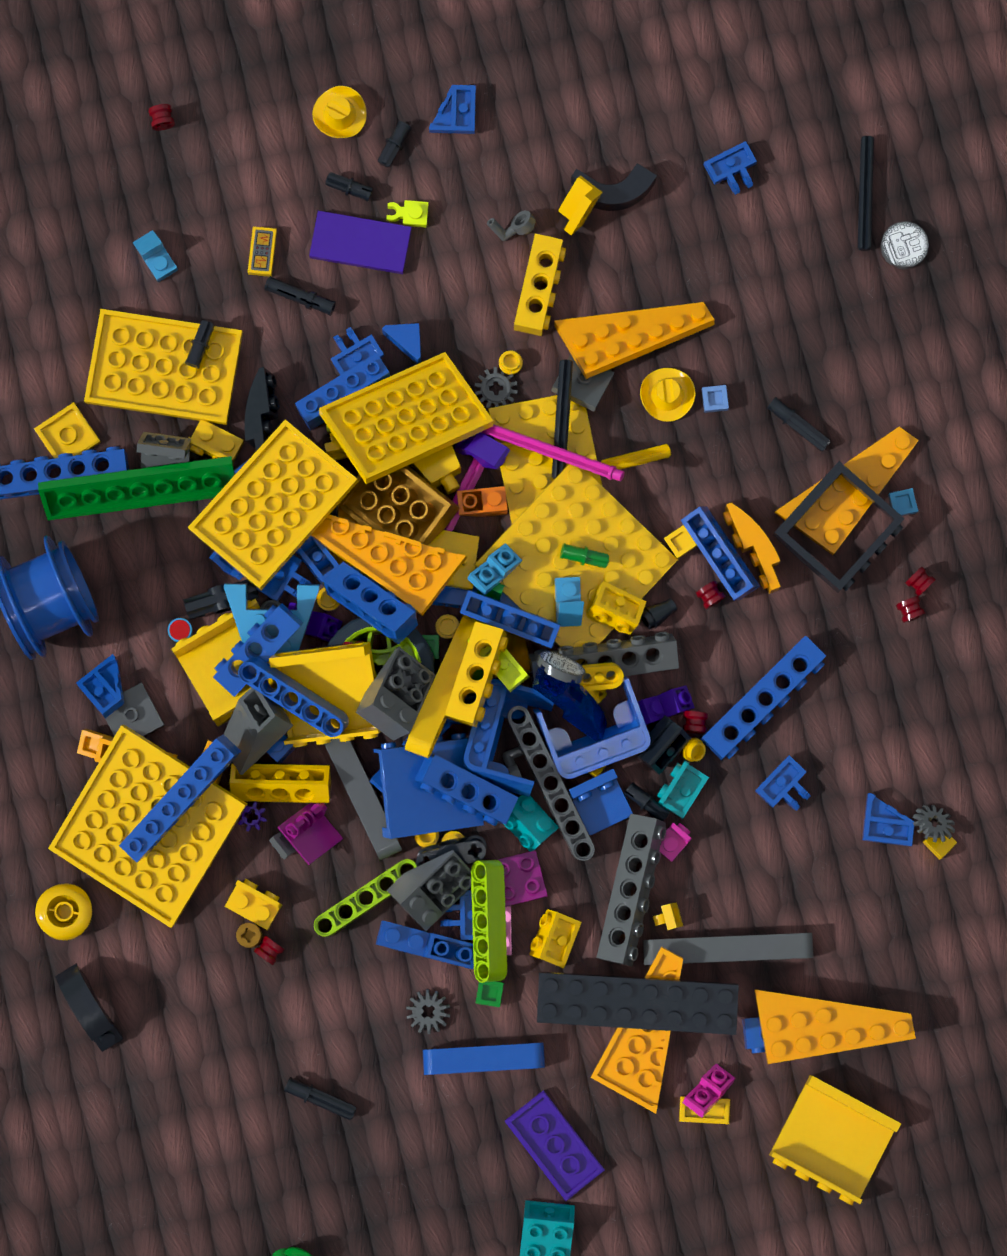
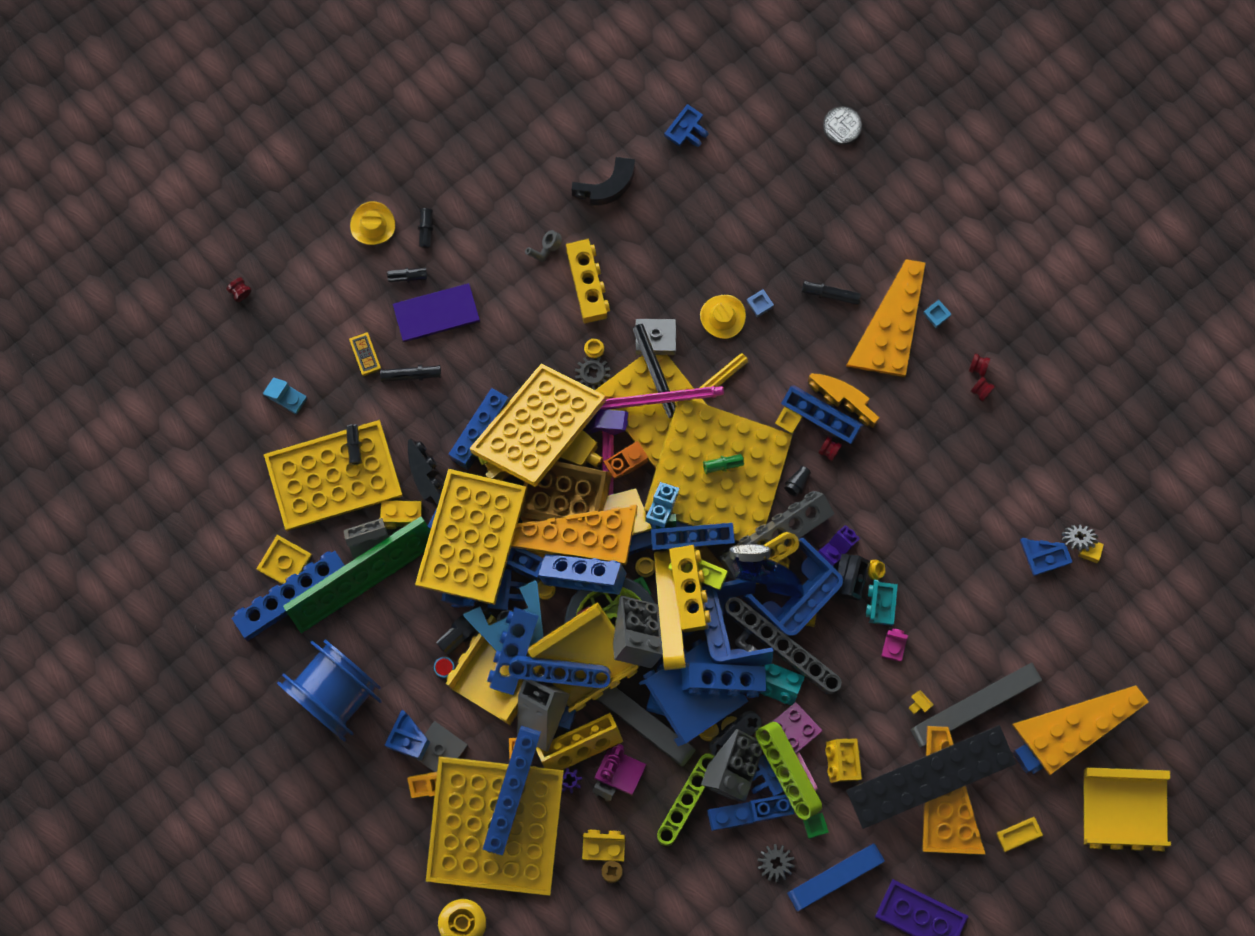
camera: 25 degrees left, 5 degrees down
(269, 950) = (633, 875): dark red wheel -> none
(320, 625) = (551, 612): dark purple slope -> none
(355, 354) = (475, 396): blue hinge -> none
(406, 338) = (507, 367): blue slope -> none
(413, 213) = (465, 273): neon yellow plate -> none
(456, 112) = (460, 182): blue wing -> none
(568, 601) = (728, 504): dark azure slope -> none
(579, 204) = (587, 206): yellow panel -> none
(600, 802) = (826, 641): blue bracket -> none
(616, 338) = (665, 292): light orange wing -> none
(616, 608) = (766, 491): yellow bracket -> none
(626, 877) = (865, 647): dark grey brick -> none
(646, 802) = (860, 625): black axle -> none
(695, 722) = (866, 548): dark red wheel -> none
(709, 1090) = (1016, 817): dark pink slope -> none
(781, 781) = (952, 561): blue hinge -> none
(805, 651) = (920, 457): blue brick -> none
(863, 562) = (931, 371): black window -> none
(865, 193) = (794, 101): black axle -> none

